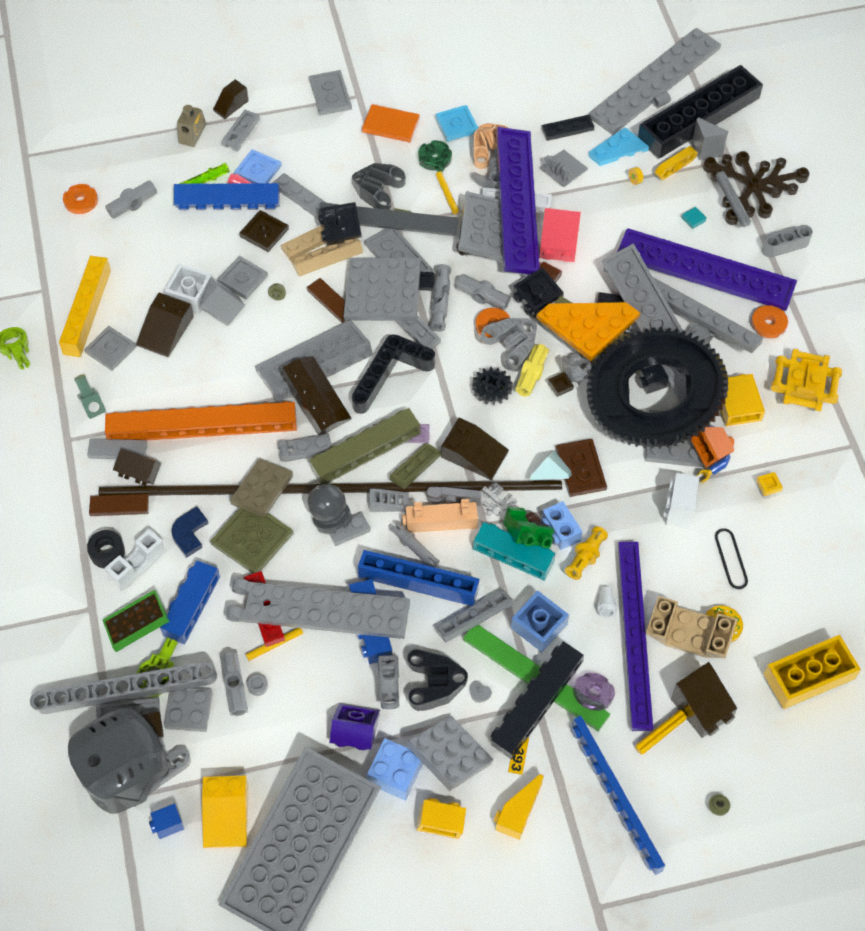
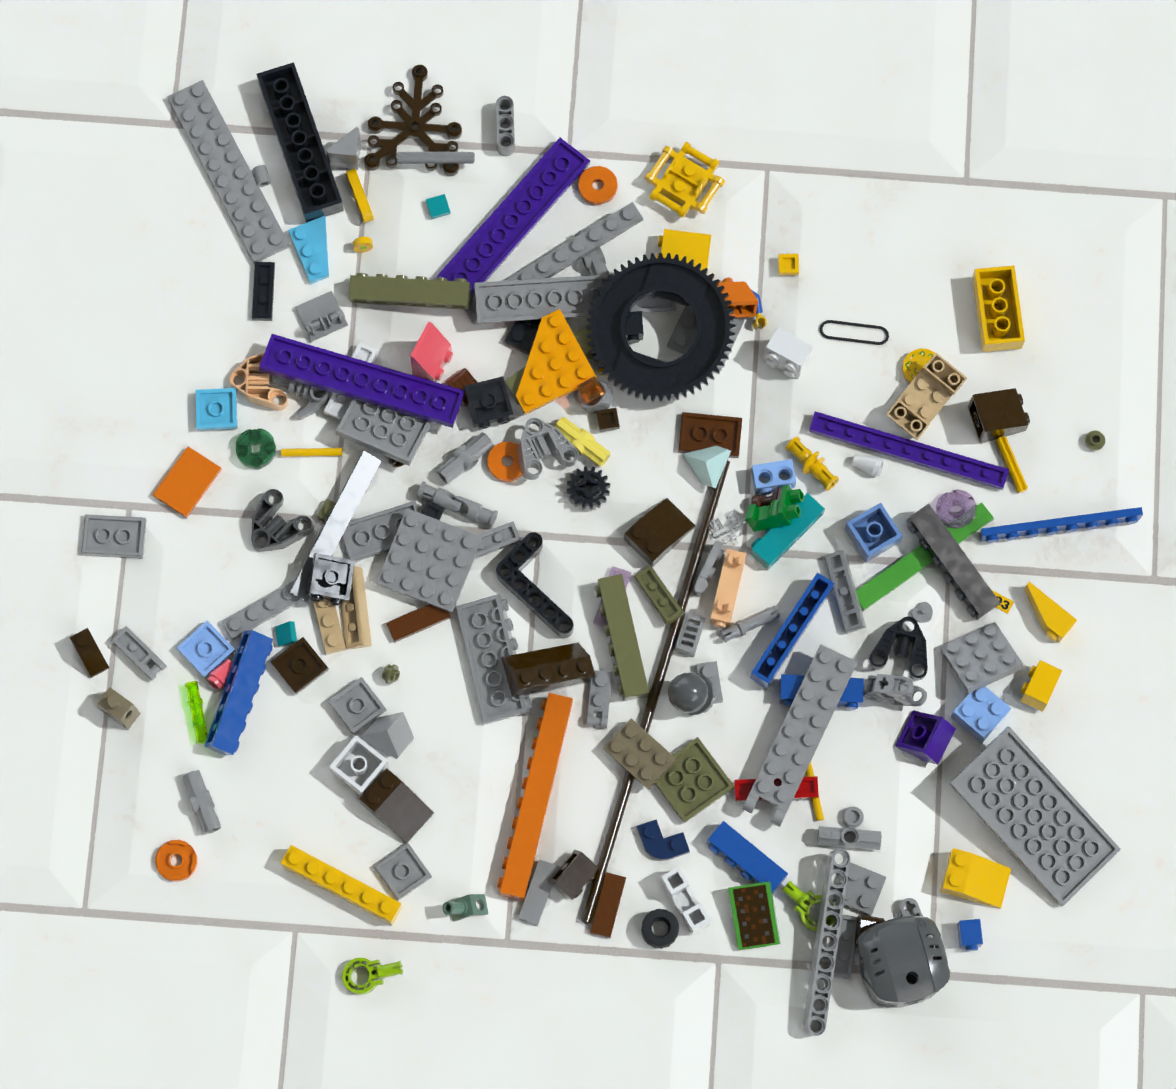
camera: 75 degrees left, 15 degrees up
(287, 214) = (286, 634): none -> teal tile
(578, 355) = (590, 389): none -> clear orange slope
(608, 211) = (410, 292): none -> olive brick

